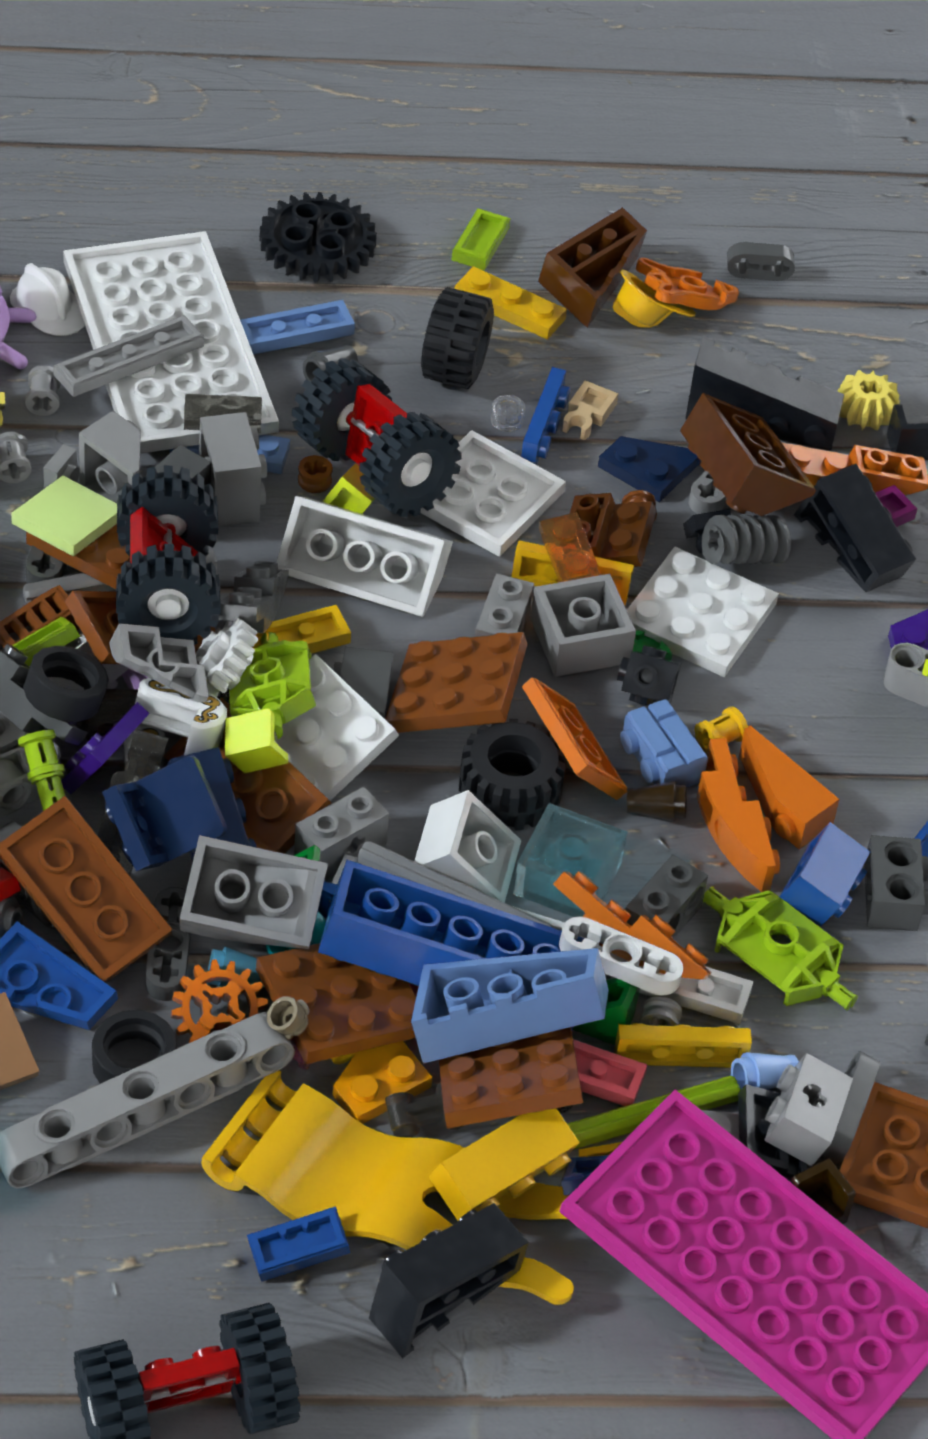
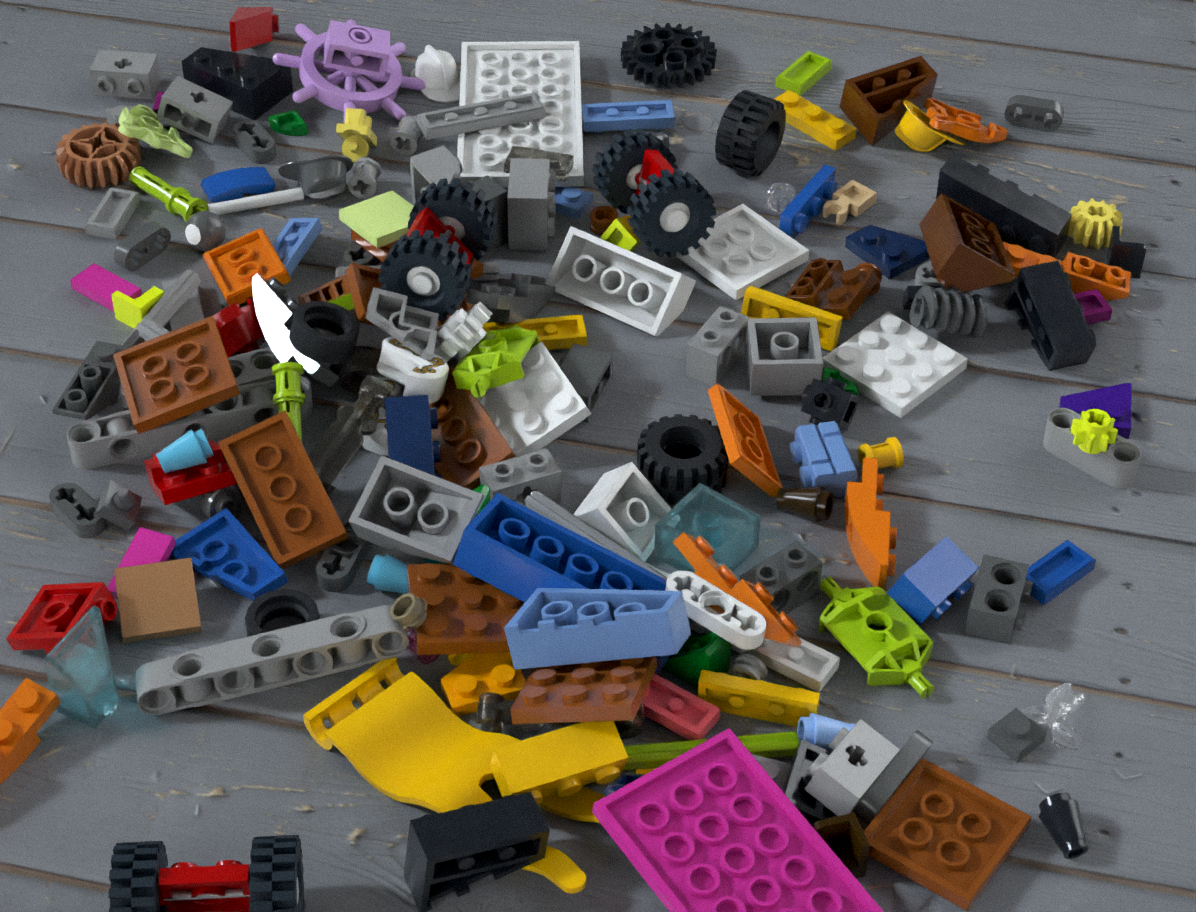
camera: 20 degrees right, 5 degrees down
(62, 463) = (399, 184): light grey plate -> none
(99, 749) = (341, 389): dark purple wing -> none
(164, 813) = (359, 437): dark blue bracket -> none
(203, 996) = (374, 590): orange gear -> none
(251, 741) = (457, 398): neon yellow panel -> none
(298, 1244) = (361, 800): blue plate -> none
(457, 682) = (658, 383): dark orange plate -> none
(568, 548) = (788, 293): clear orange plate -> none
(786, 792) = (922, 510): orange slope -> none

